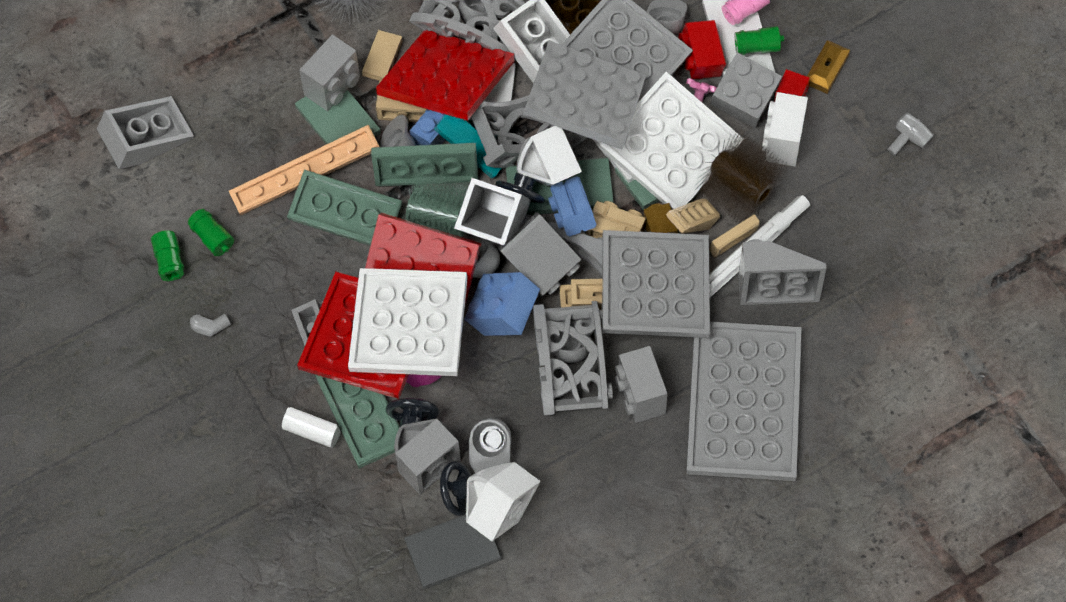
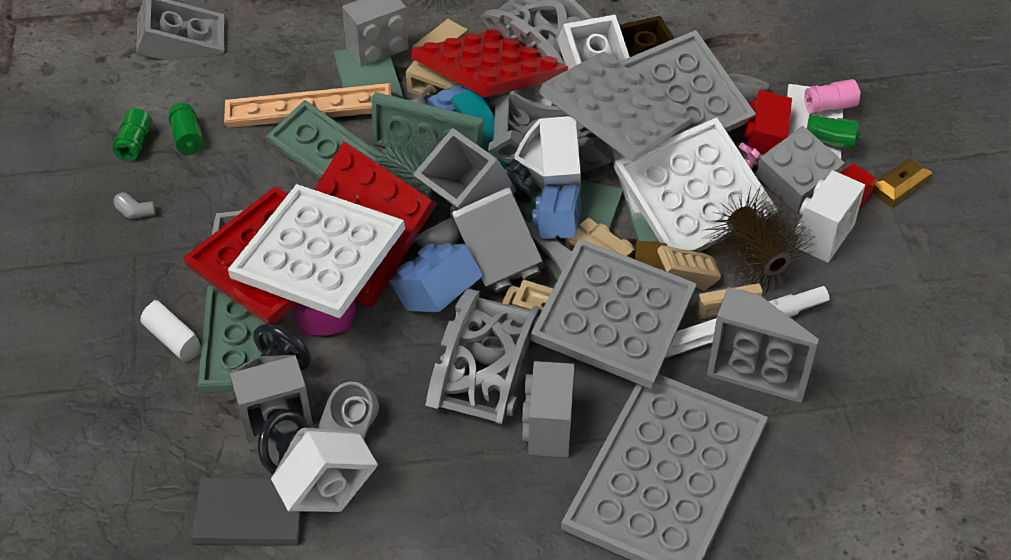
camera: 20 degrees right, 15 degrees down
(912, 130) = (977, 265): light grey piece -> none

